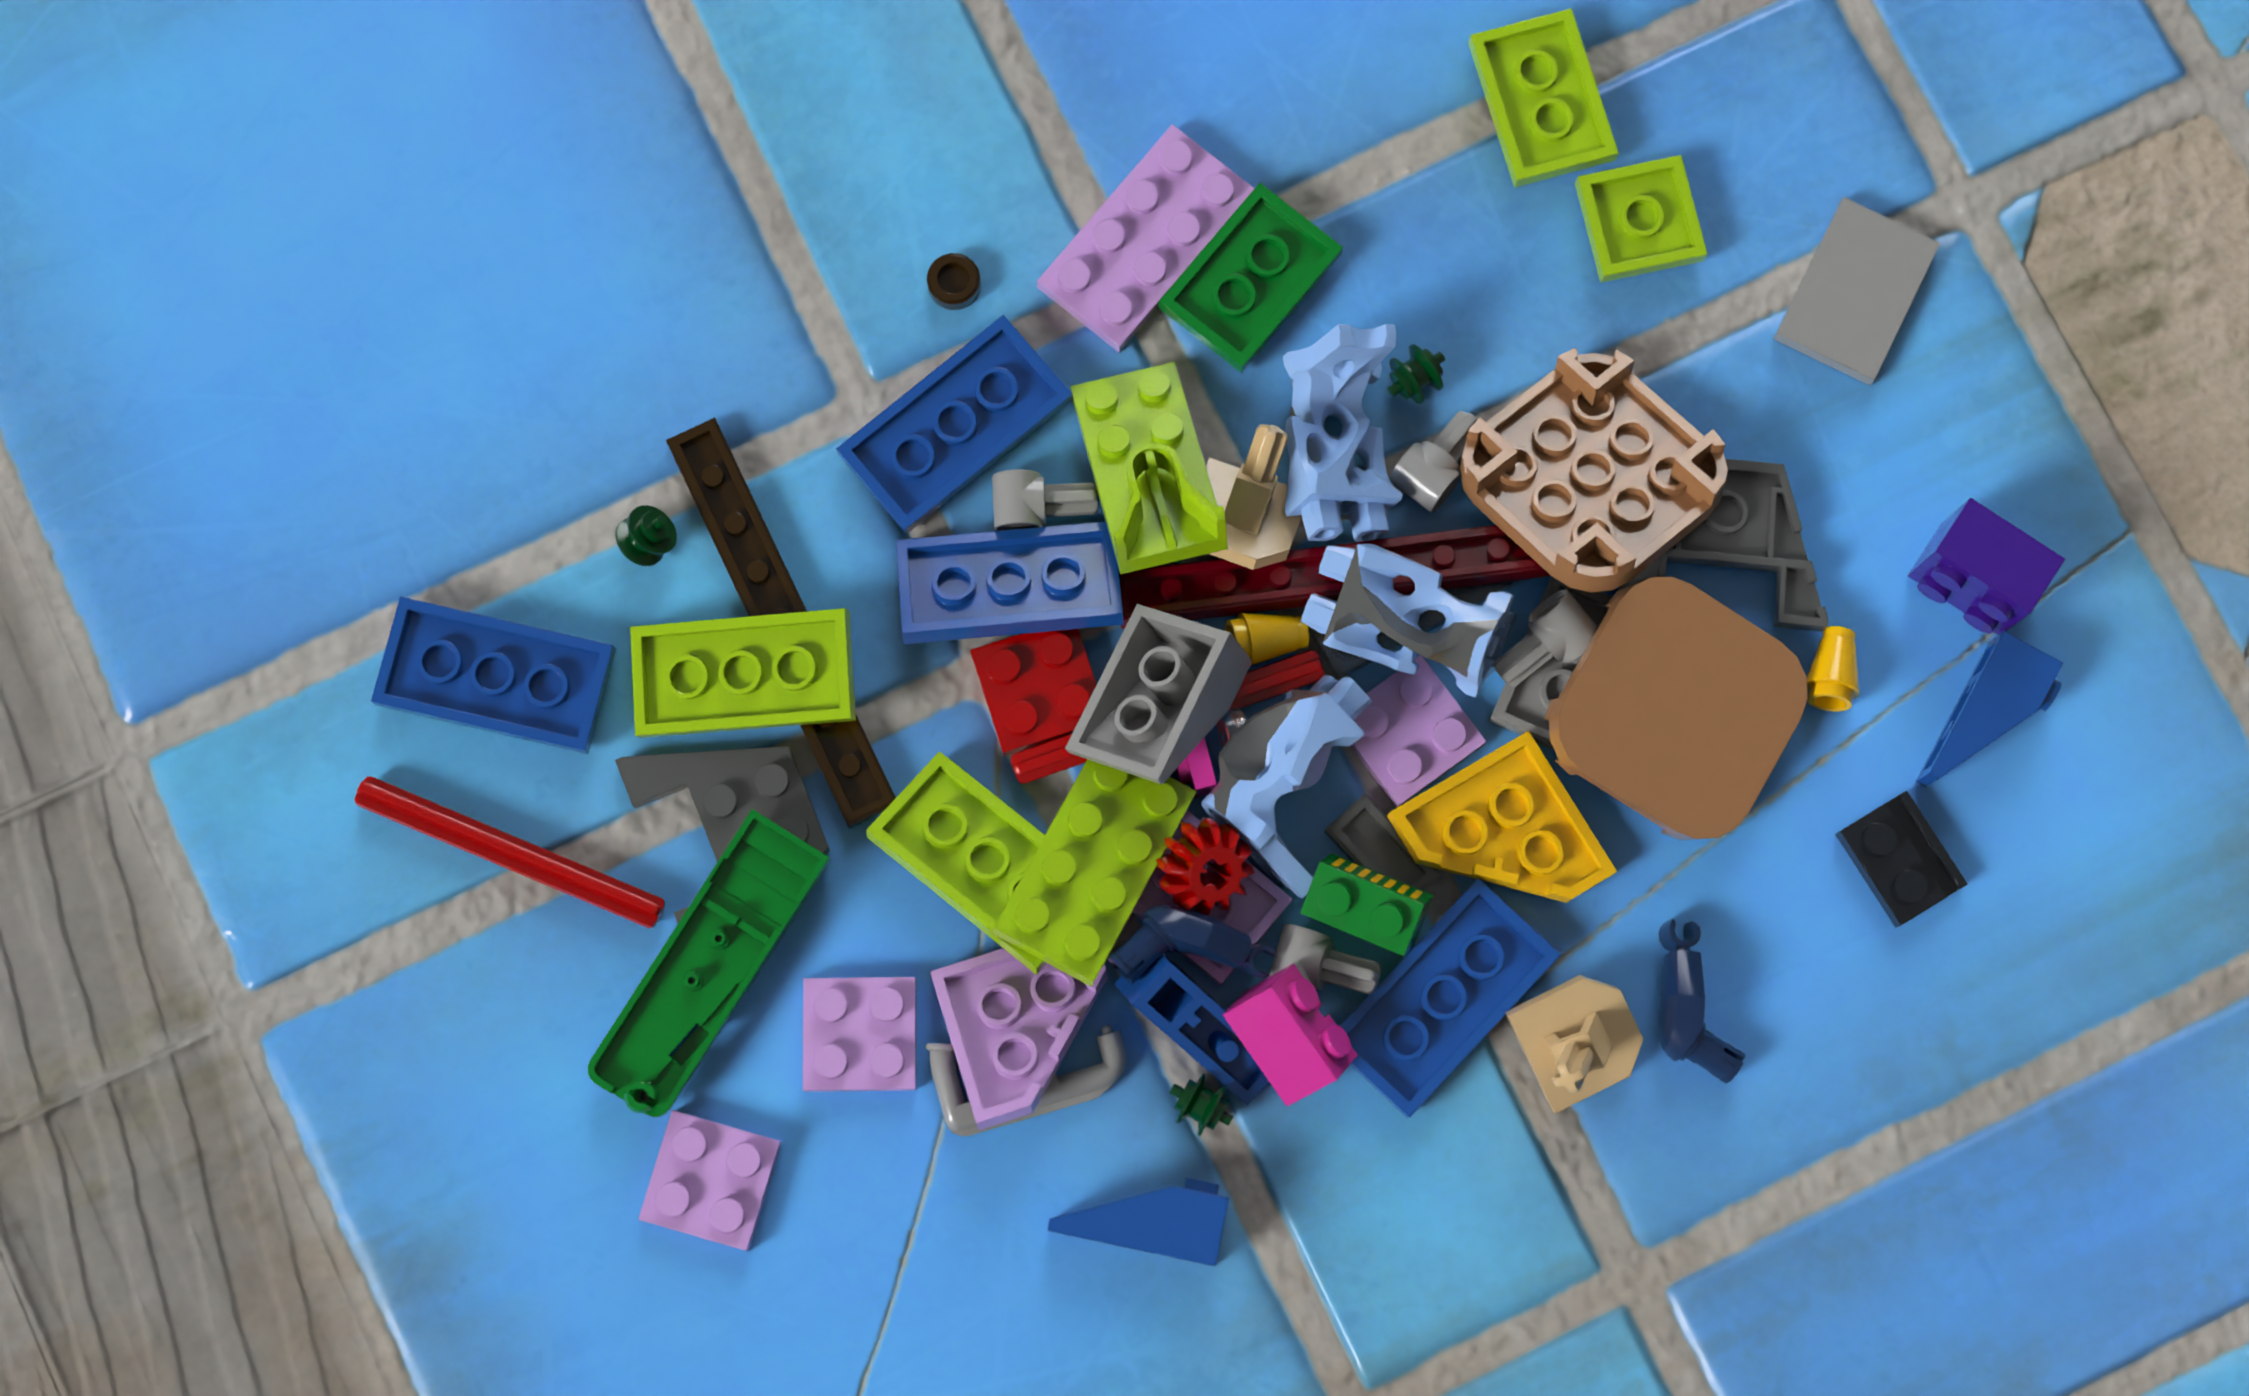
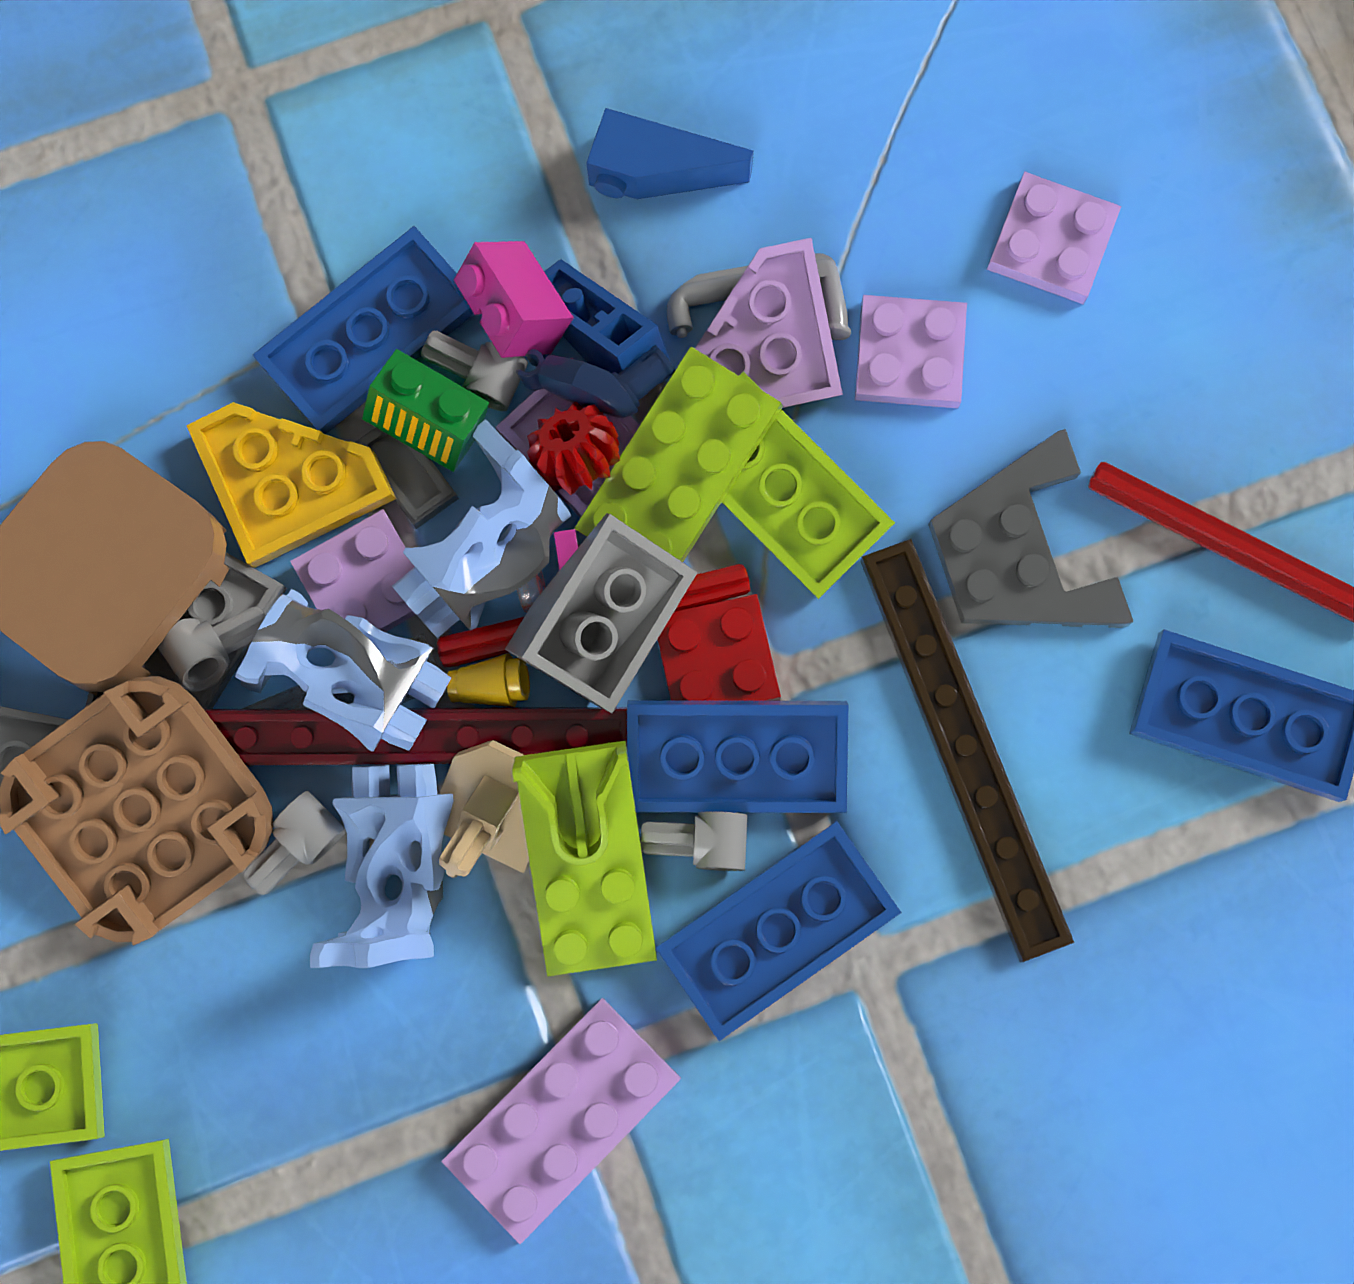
camera: 170 degrees left, 0 degrees up
(646, 535) = (1098, 841): dark green wheel -> none
(707, 965) = (1051, 416): green piece -> none
(742, 673) = (1006, 688): lime plate -> none
(953, 281) = (767, 1090): dark brown tile -> none
(1201, 1104) = (602, 256): dark green wheel -> none
(1250, 277) = (457, 1061): green plate -> none
(1416, 374) = (298, 938): dark green wheel -> none
(1577, 1039) = (250, 275): tan piece -> none
(1683, 1007) = (145, 303): dark blue arm -> none

